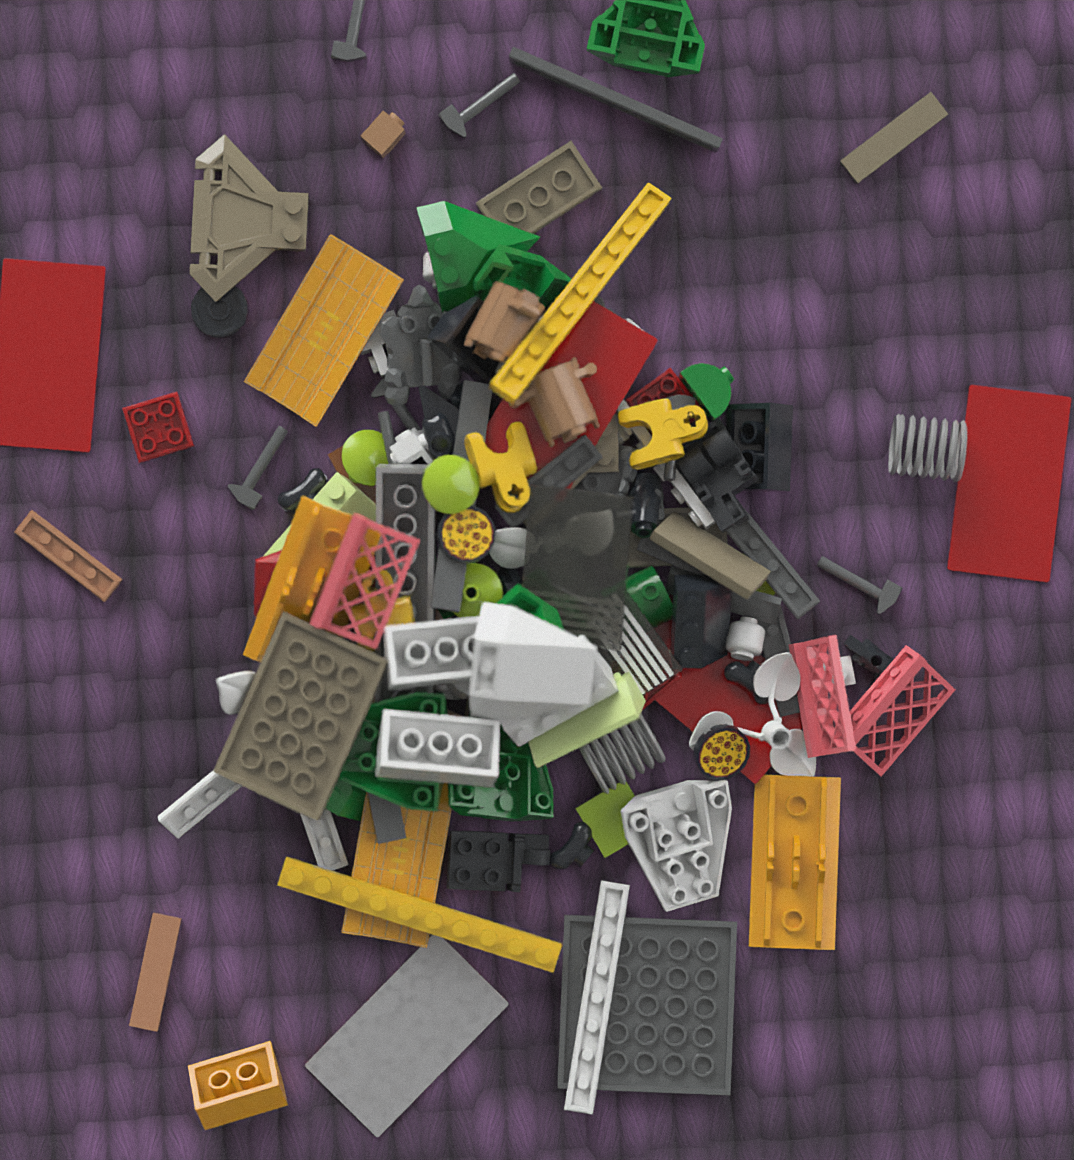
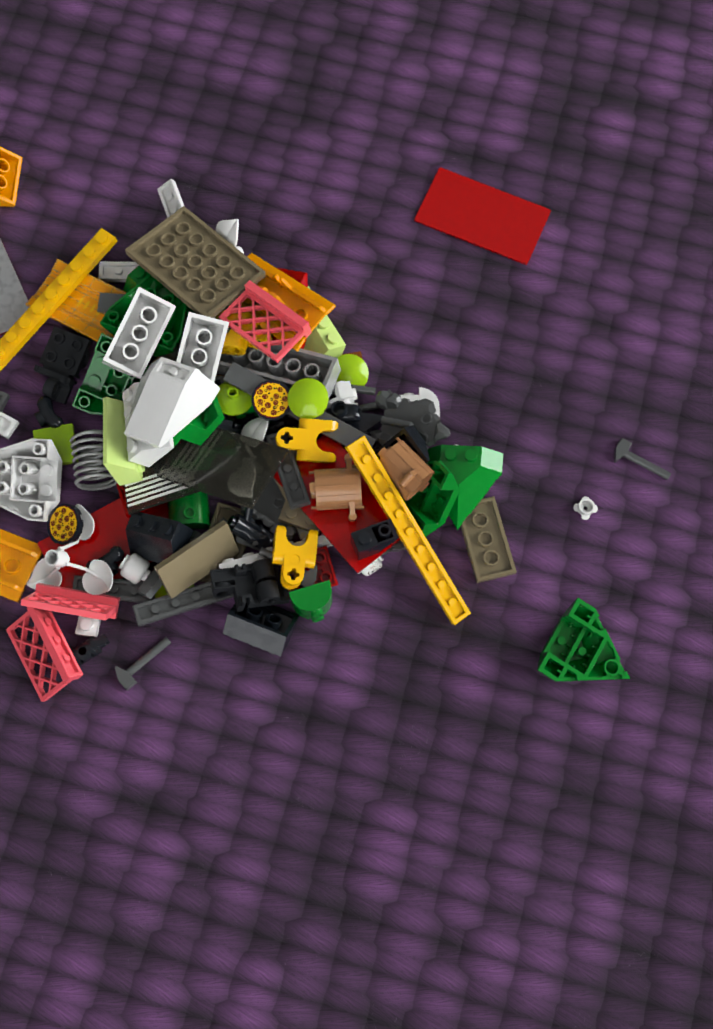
camera: 110 degrees right, 15 degrees down
(68, 556) = (354, 188): nougat tile -> none
(155, 972) = (85, 157): nougat tile -> none
(158, 427) = (415, 261): red tile -> none
(221, 317) = (477, 319): black tile -> none
(240, 219) = (531, 348): dark tan plate -> none
(245, 493) = (354, 297): dark grey piece -> none
(308, 488) = (340, 323): black piece -> none
(324, 330) = (442, 371): light orange hinge -> none
(384, 133) = (559, 452): medium nougat brick -> none
(450, 84) = (585, 502): none -> white plate
(455, 121) = (554, 502): dark grey piece -> none
(610, 330) = (373, 539): none -> black slope
(615, 99) = (534, 611): dark grey tile -> none
(893, 138) = (446, 800): dark tan tile -> none
(957, 436) = (210, 760): light grey piece -> none
(1009, 483) = (169, 795): red piece -> none

